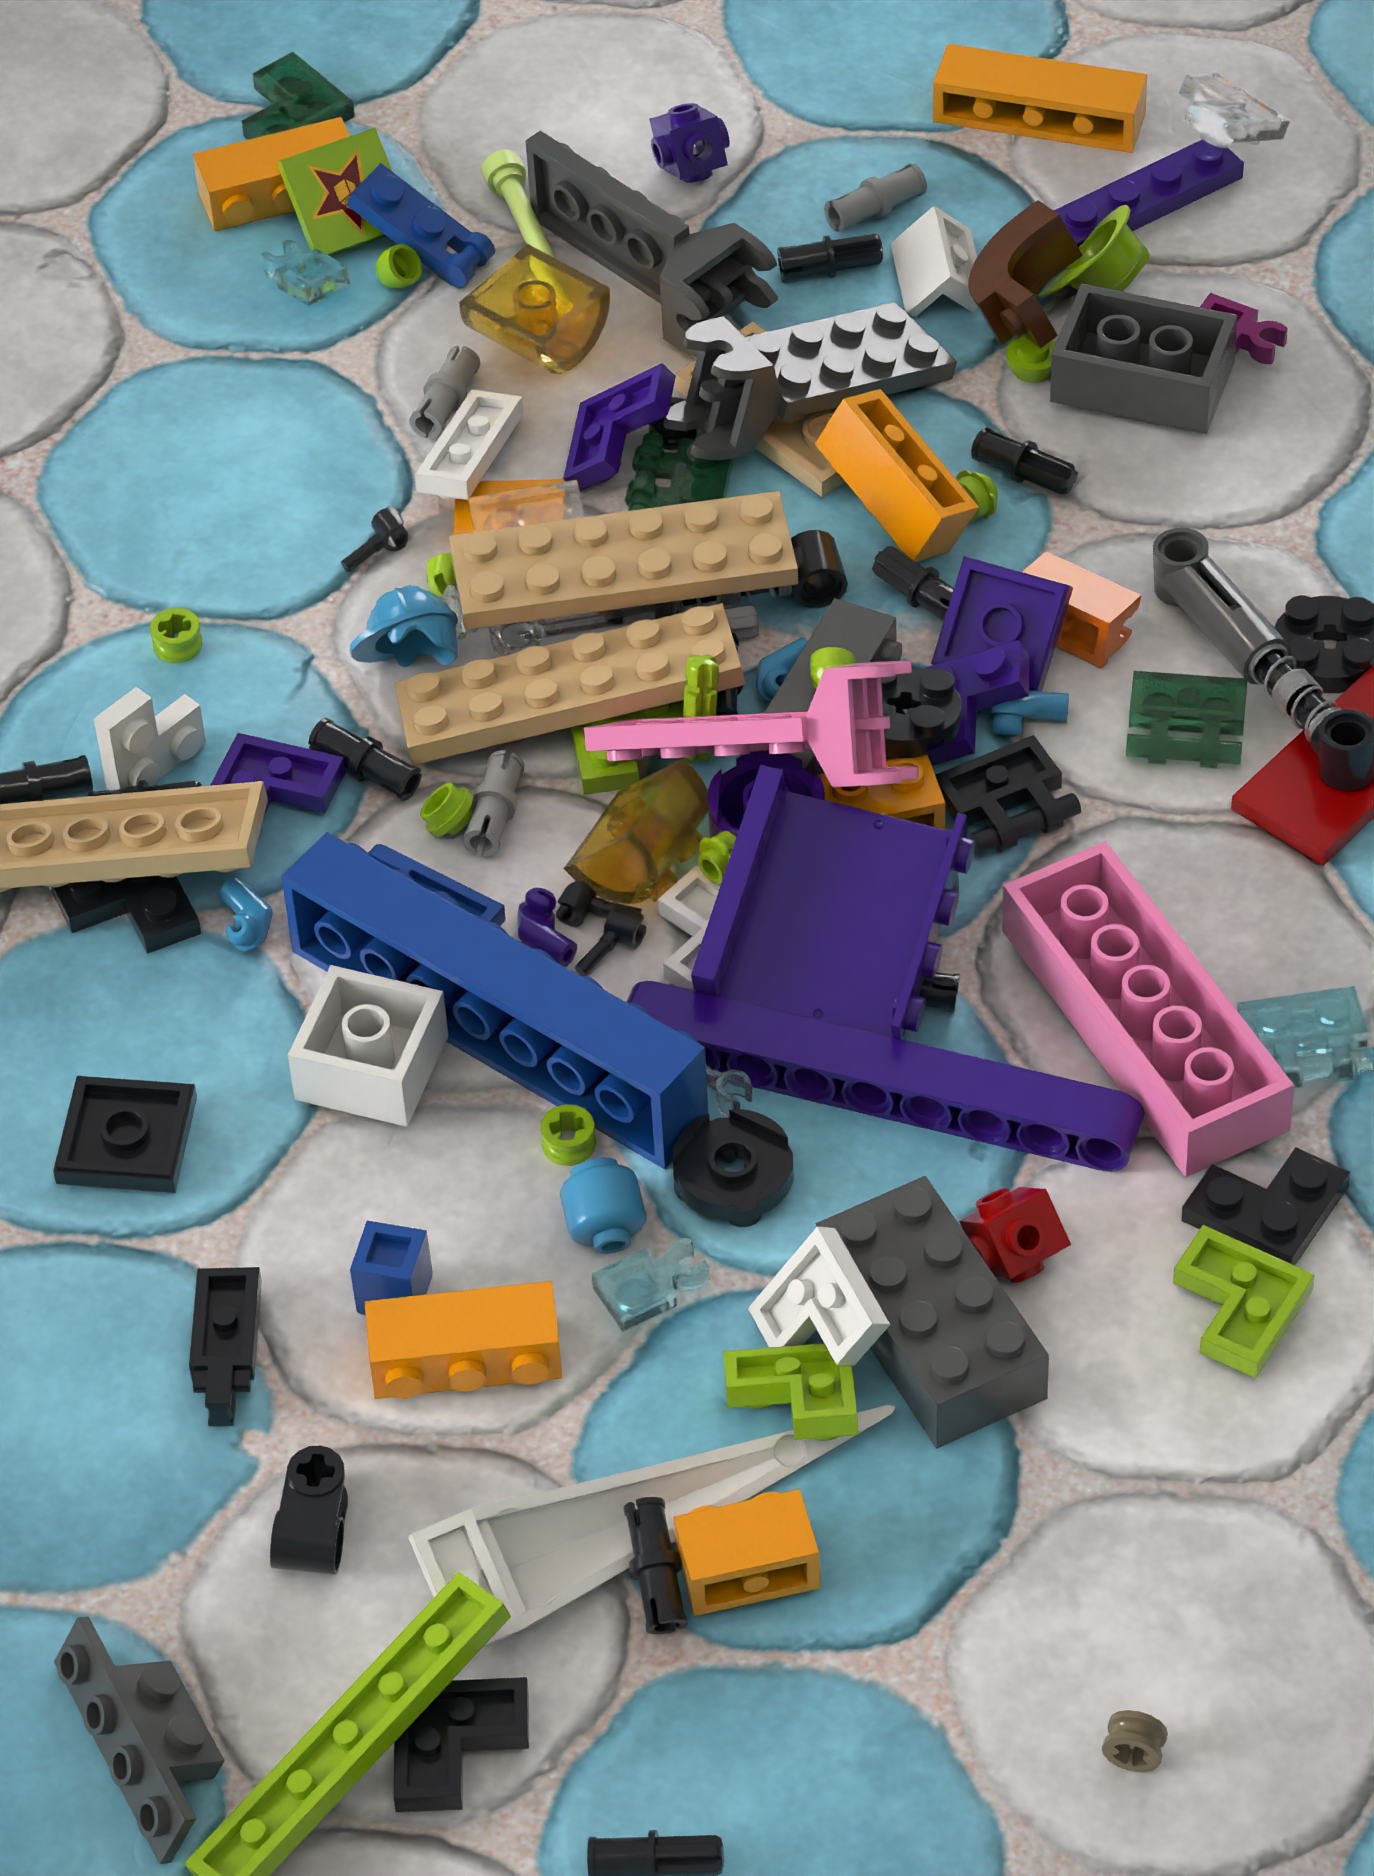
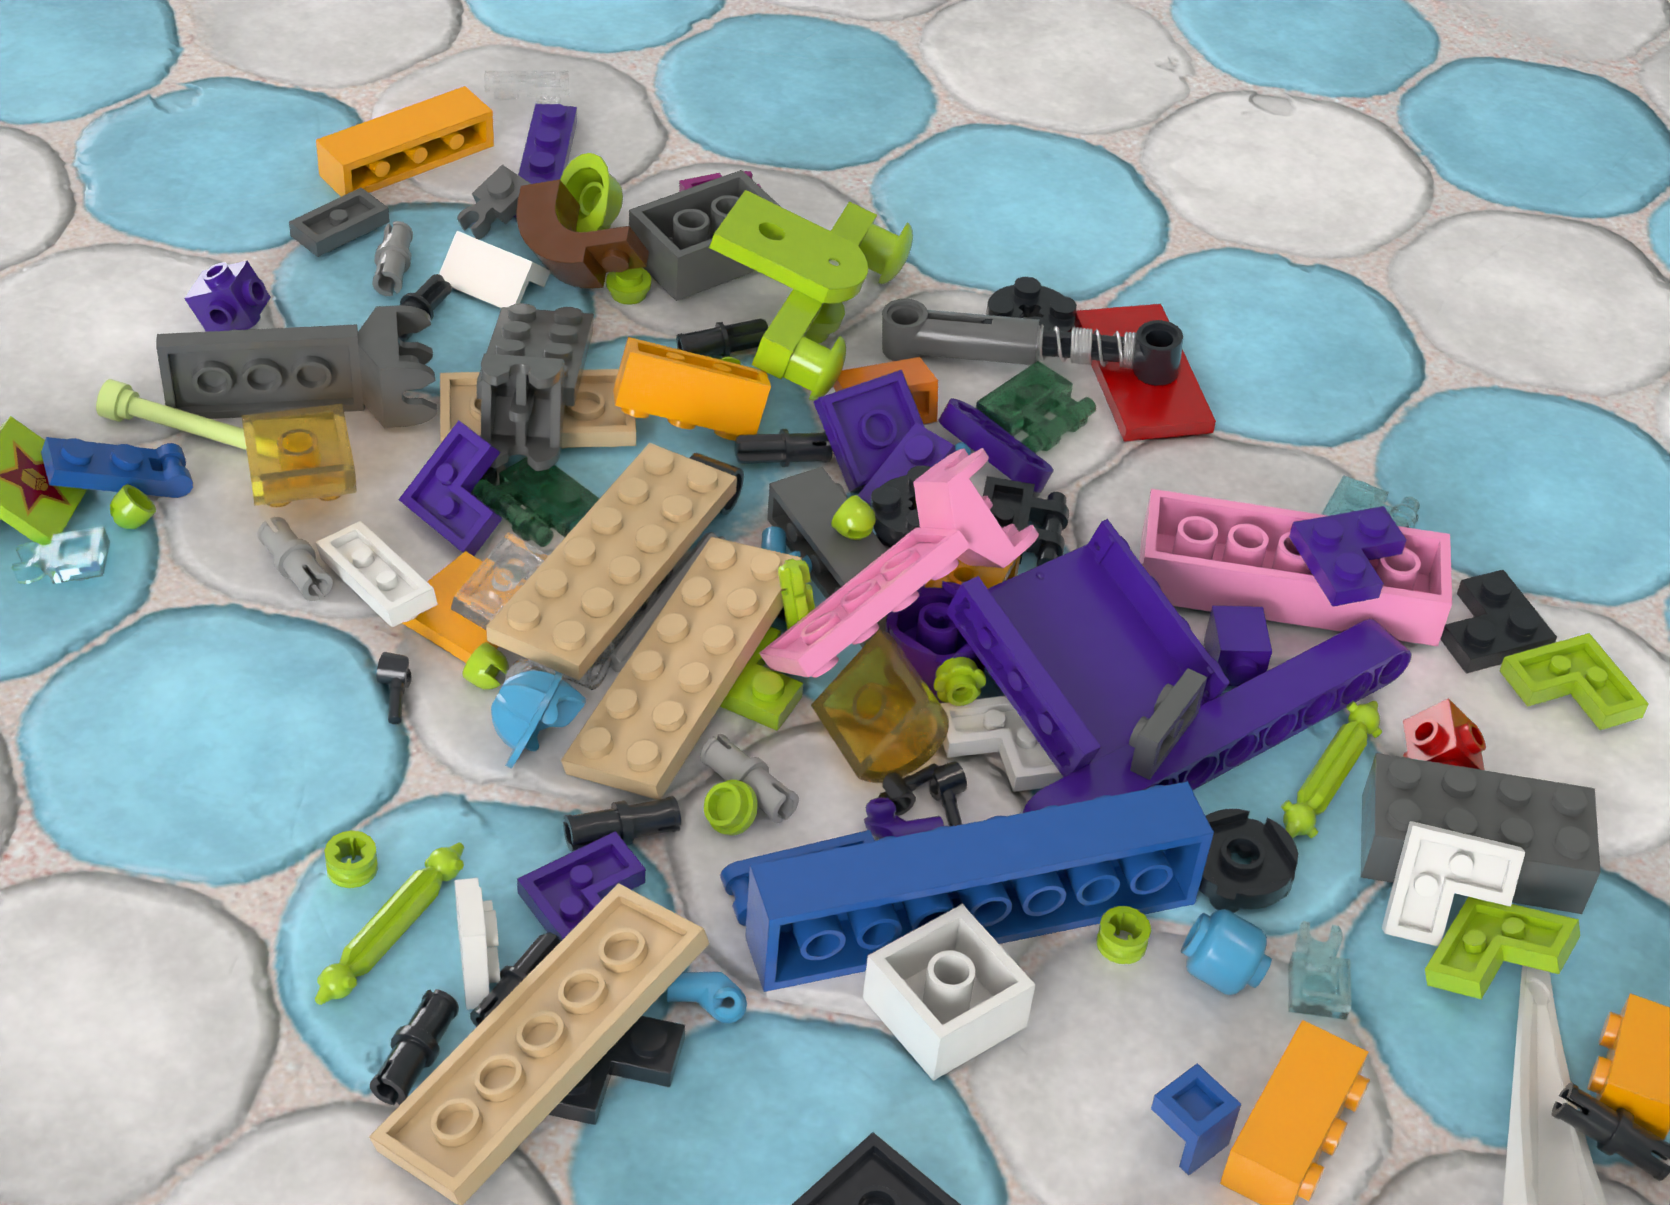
camera: 60 degrees left, 5 degrees down
(93, 699) = (389, 923): none -> lime wheel
(796, 1011) = (1172, 716): none -> dark grey plate
(882, 135) = (339, 222): none -> dark grey plate
(945, 1174) = (1331, 769): none -> lime wheel
(1003, 1023) = (1238, 642): none -> dark purple brick
(1049, 189) = (494, 199): none -> dark grey plate
(1077, 732) = (1002, 448): none -> dark purple beam
(1130, 452) = (820, 268): none -> lime piece
(1162, 1004) = (1340, 550): none -> dark purple plate

